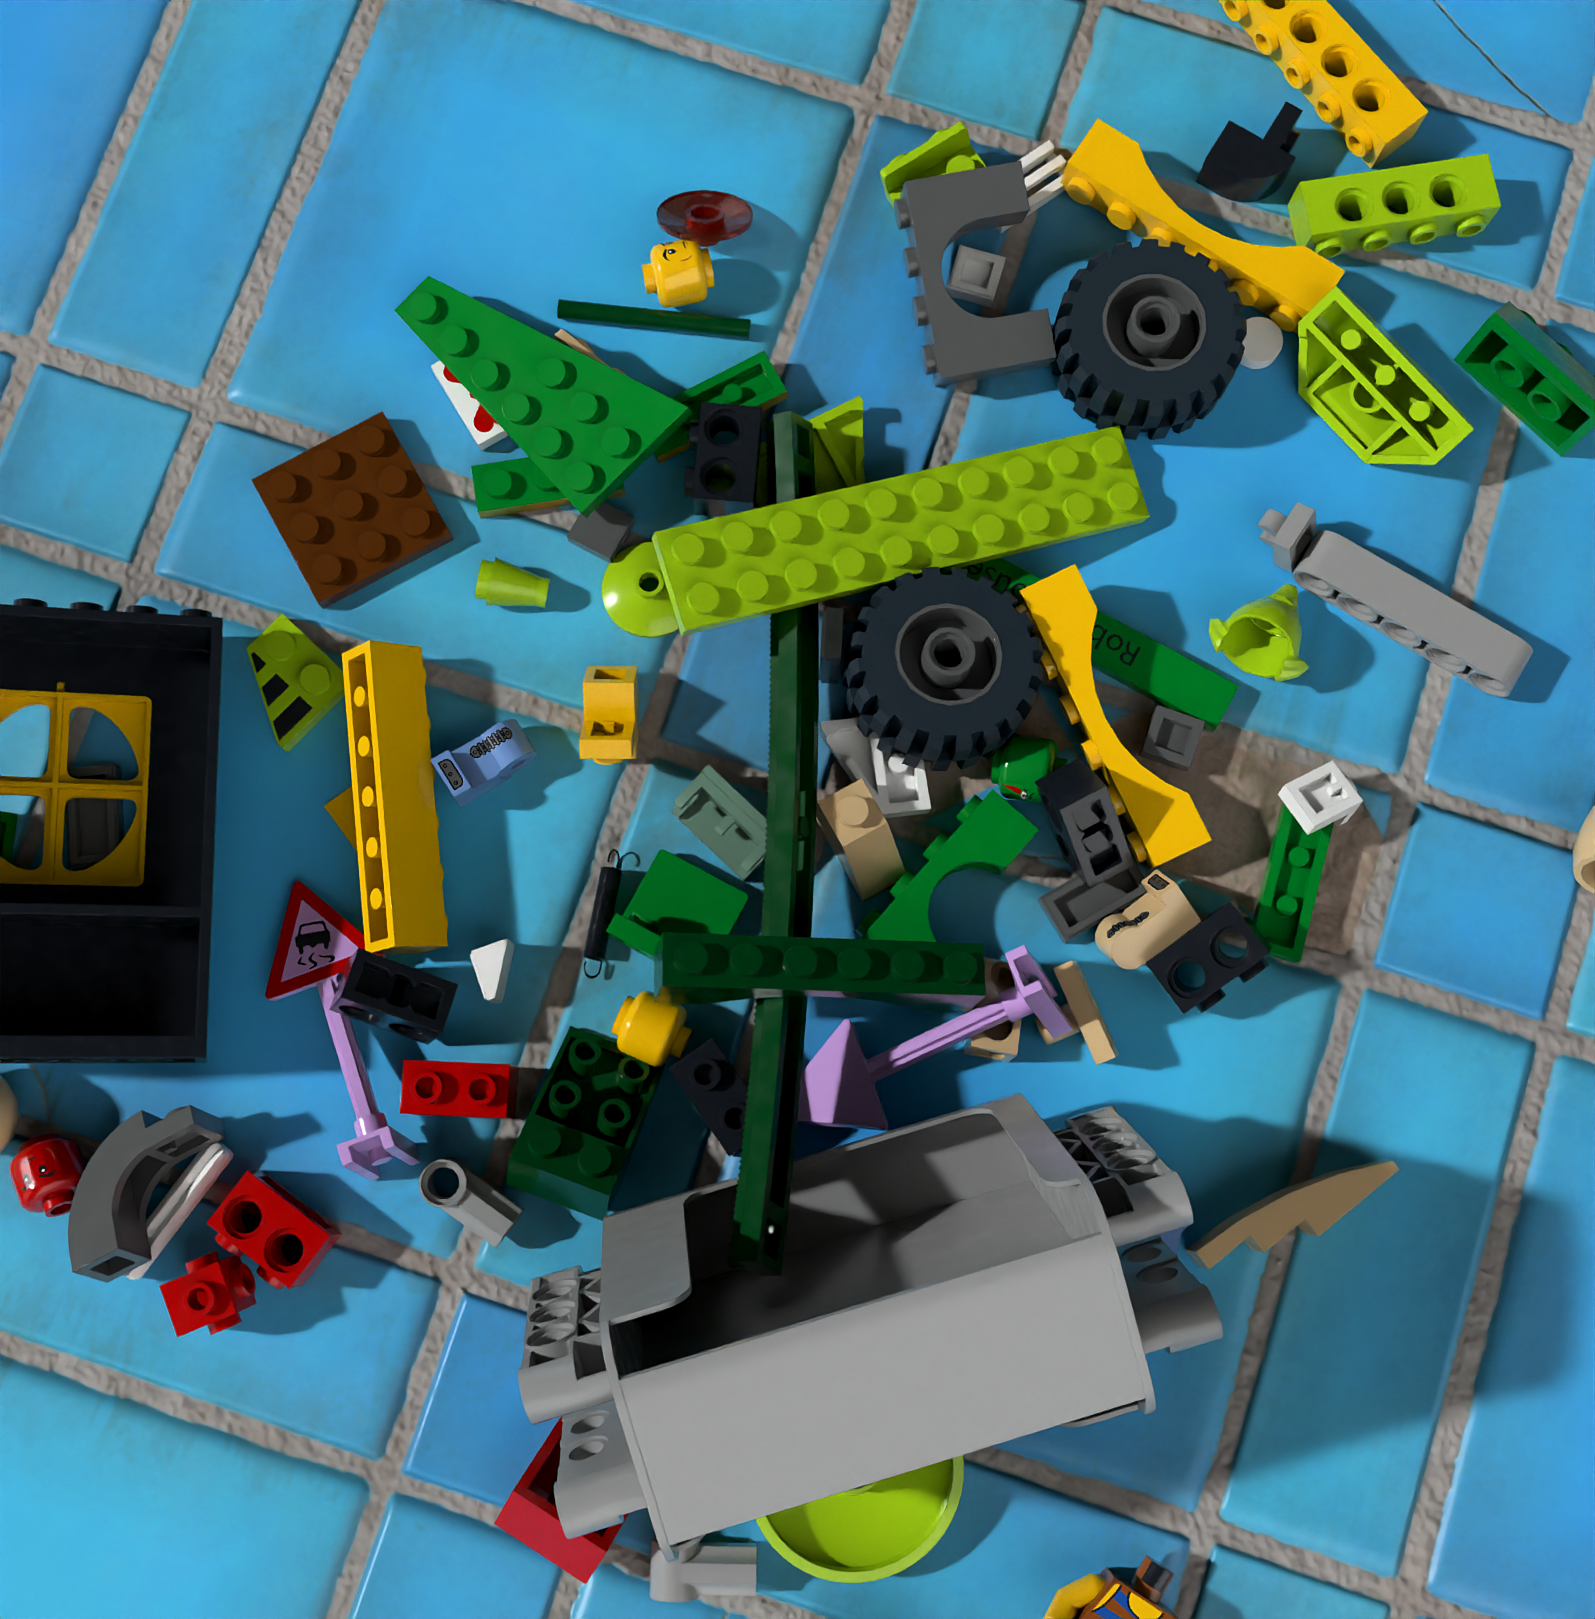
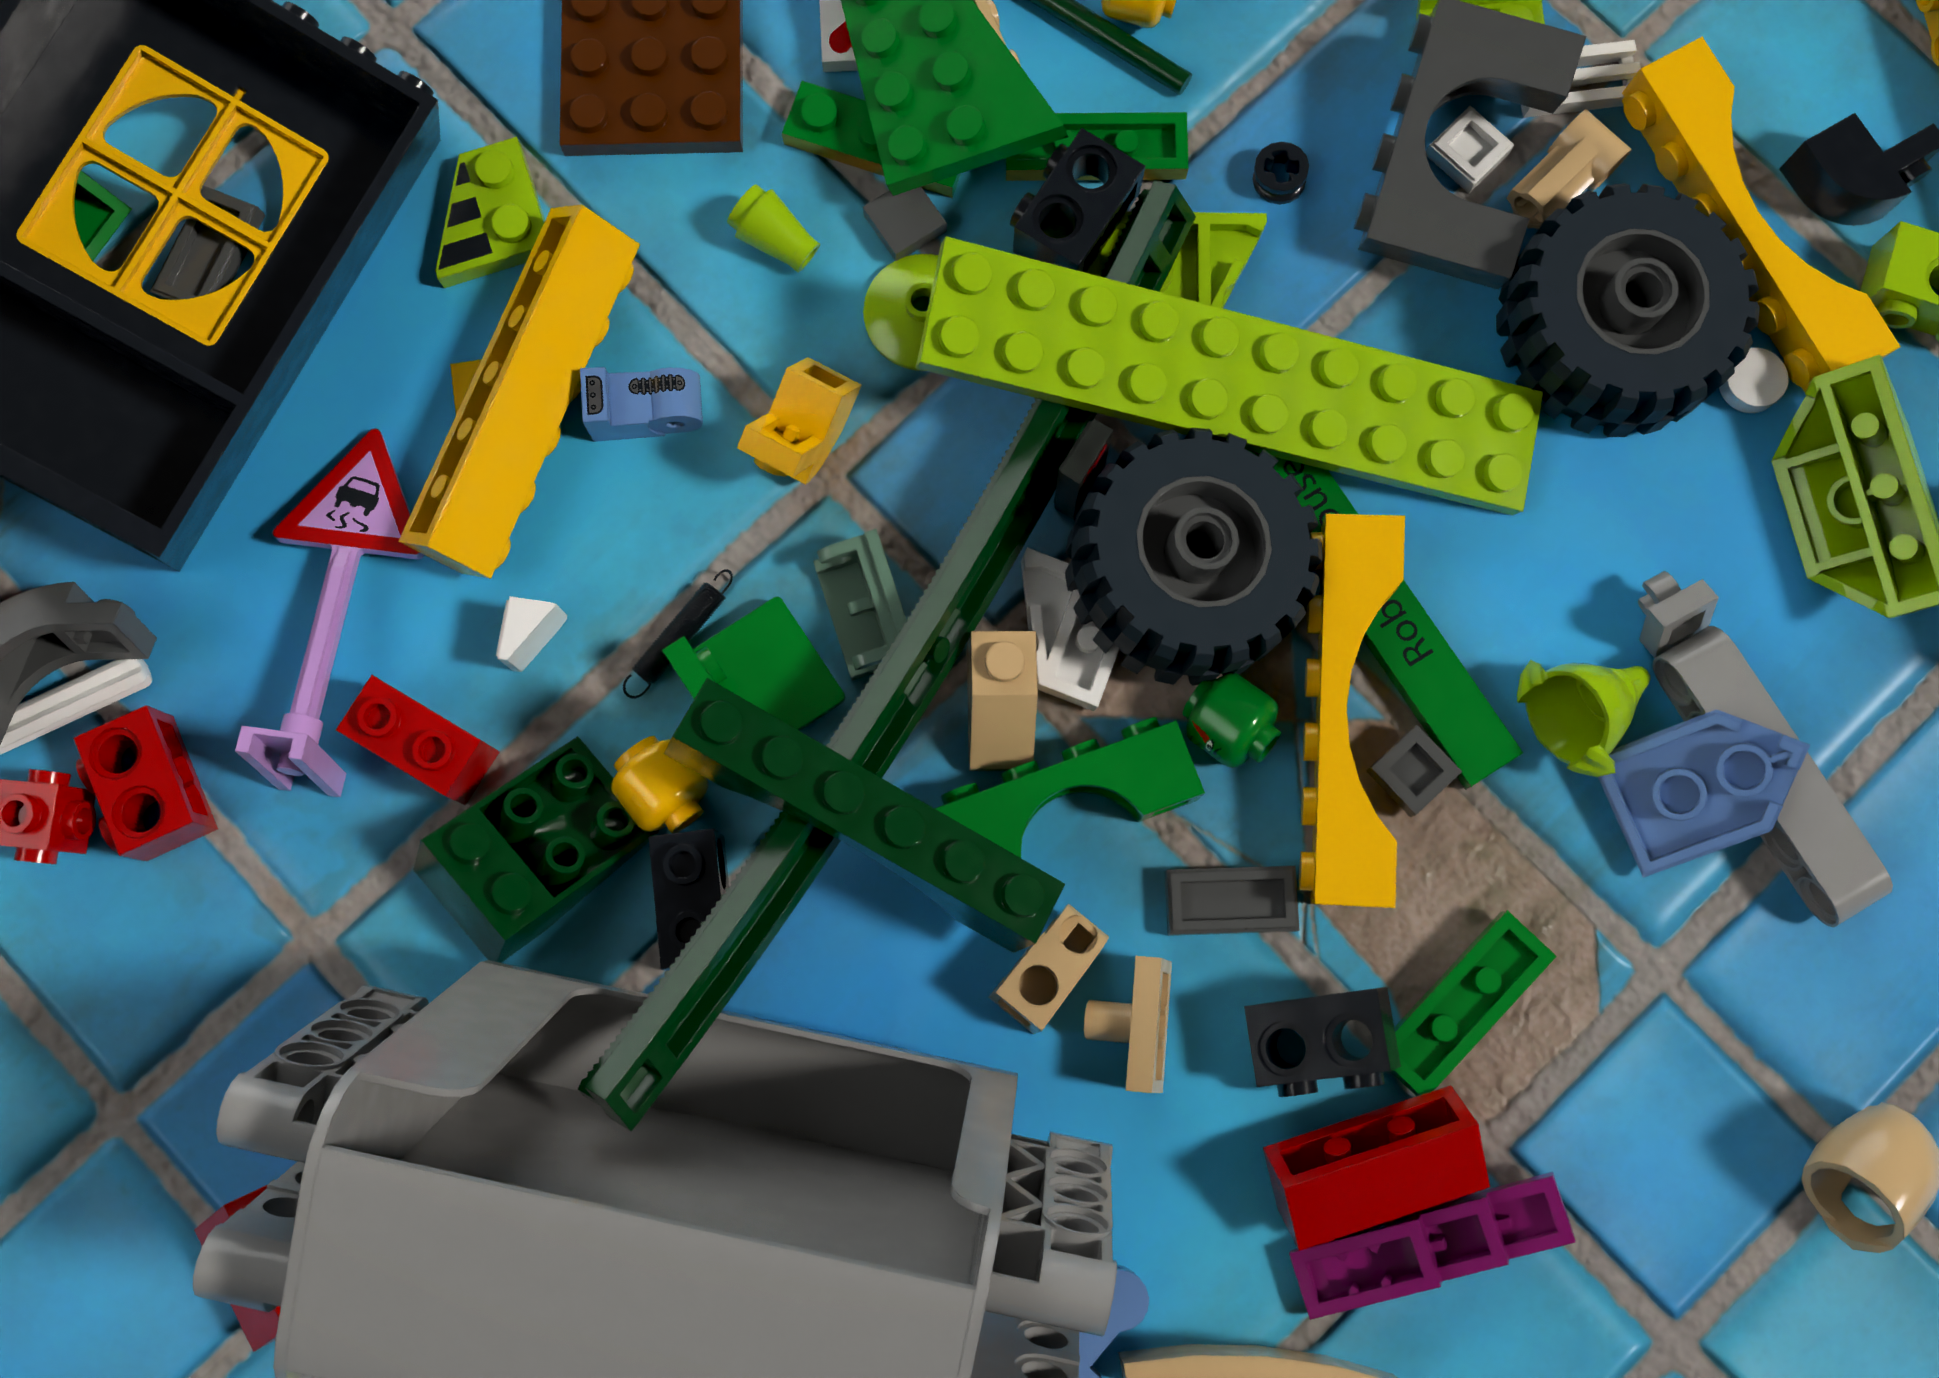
camera: 30 degrees right, 0 degrees up
(394, 996) = (400, 601): black brick -> none
(475, 1202) = (369, 869): light grey piece -> none
(841, 1082) = (834, 954): lavender piece -> none
(857, 346) = (1295, 163): none -> black bush
(1055, 251) = (1575, 162): none -> tan piece
(1084, 822) = (1259, 812): black brick -> none
(1147, 924) = (1271, 964): tan leg -> none
(1292, 1025) = (1377, 1167): none -> red brick
(1321, 798) = (1549, 927): white bracket -> none
(1356, 1059) = (1433, 1246): none -> magenta slope
(1370, 648) = (1700, 787): none -> medium blue tile

